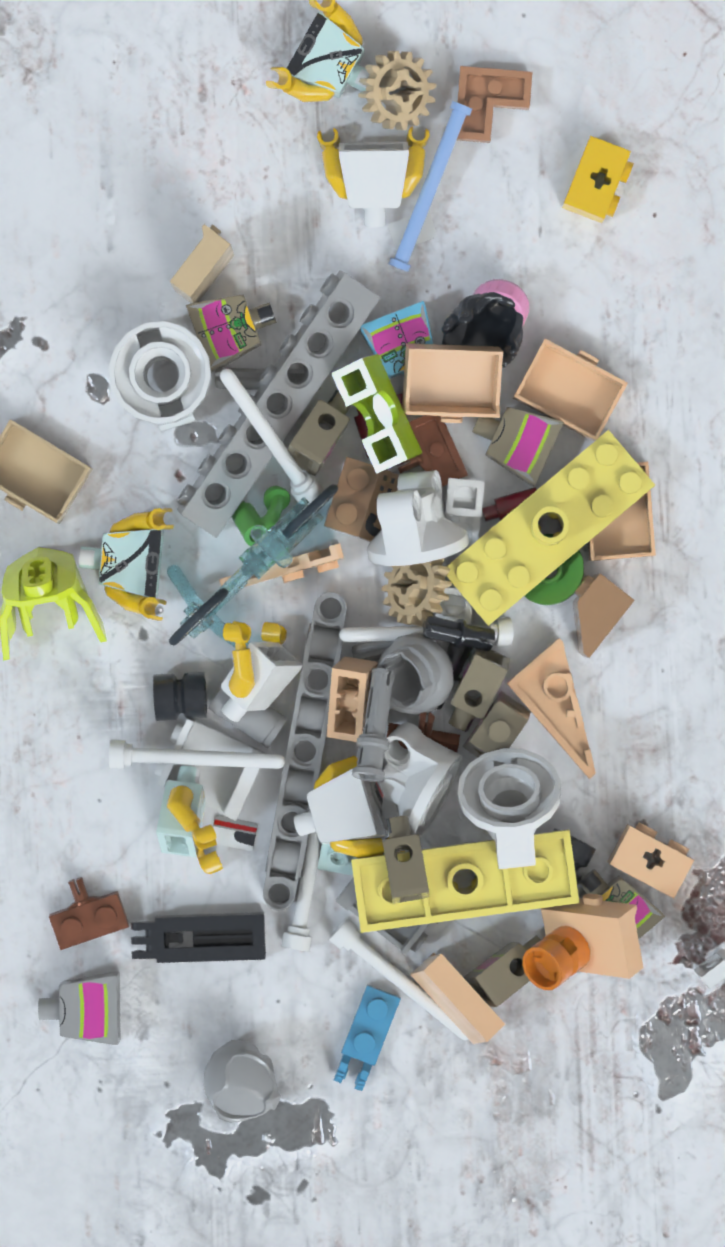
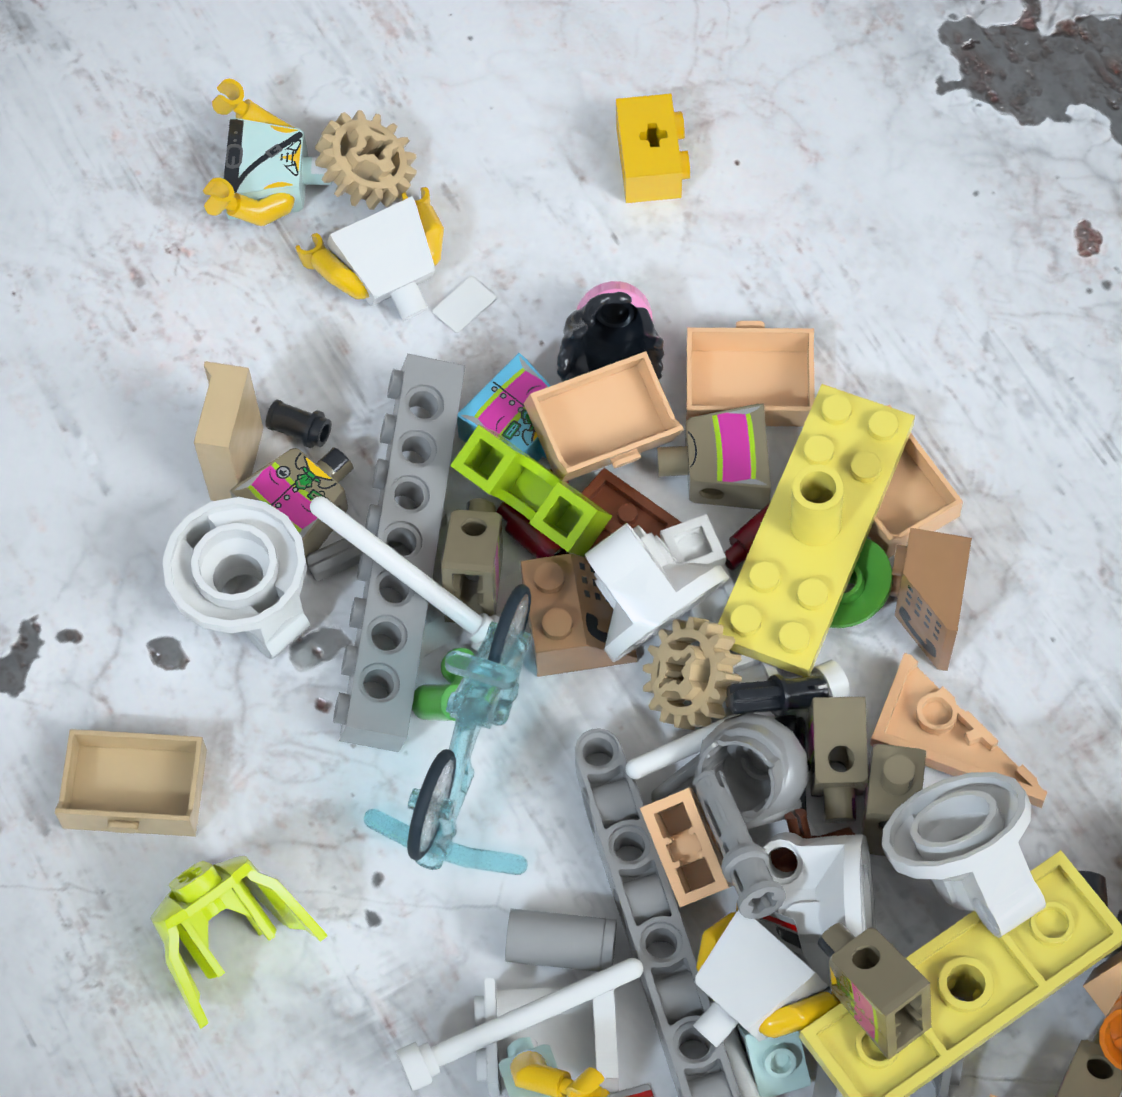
camera: 25 degrees left, 25 degrees down
(131, 561) = (311, 822): torso -> none
(180, 696) = (460, 960): black wheel -> none
(257, 269) = (300, 424): none -> black pin
(258, 670) = (548, 862): white torso -> none
(322, 559) = (534, 717): light nougat wing -> none
(430, 186) = (468, 337): light blue bar -> none
(487, 89) = (466, 126): nougat plate -> none

